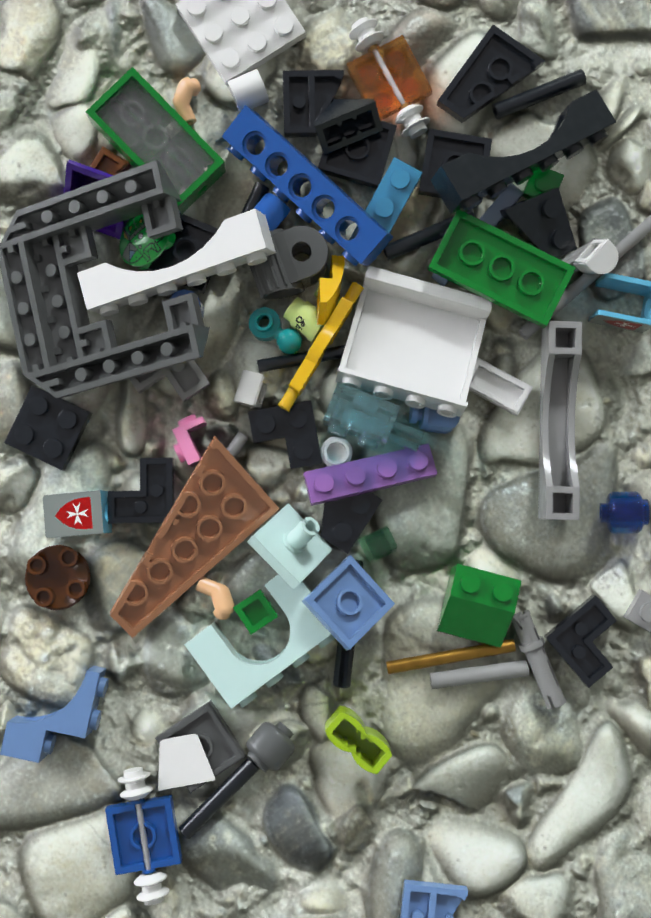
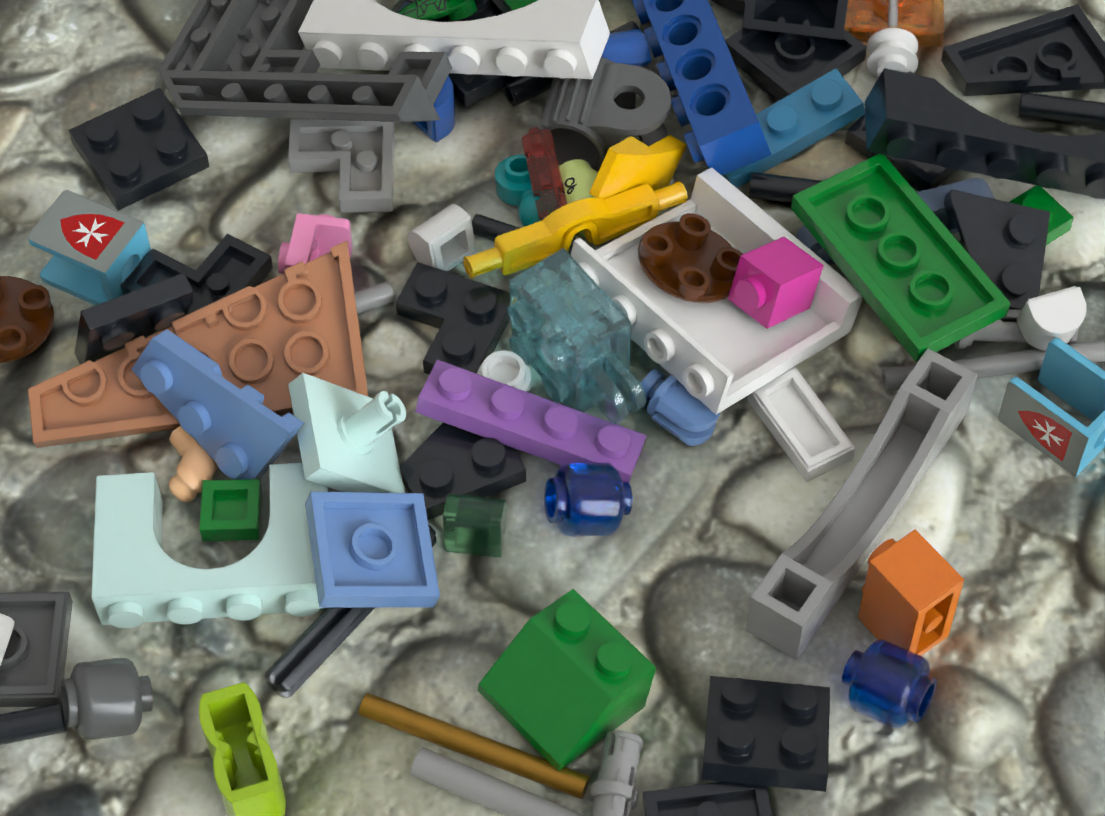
camera: 30 degrees right, 30 degrees down
(131, 560) = (122, 319): none -> black wing
(226, 576) = (220, 416): none -> medium blue wing
(283, 322) = (544, 171): none -> clear red axle
(393, 332) = (689, 260): none -> reddish brown dish
(424, 500) = (587, 499): none -> clear blue head
(445, 321) = (775, 282): none -> dark pink brick
(583, 571) = (767, 733): none -> black plate
(614, 466) = (909, 594): none -> orange brick

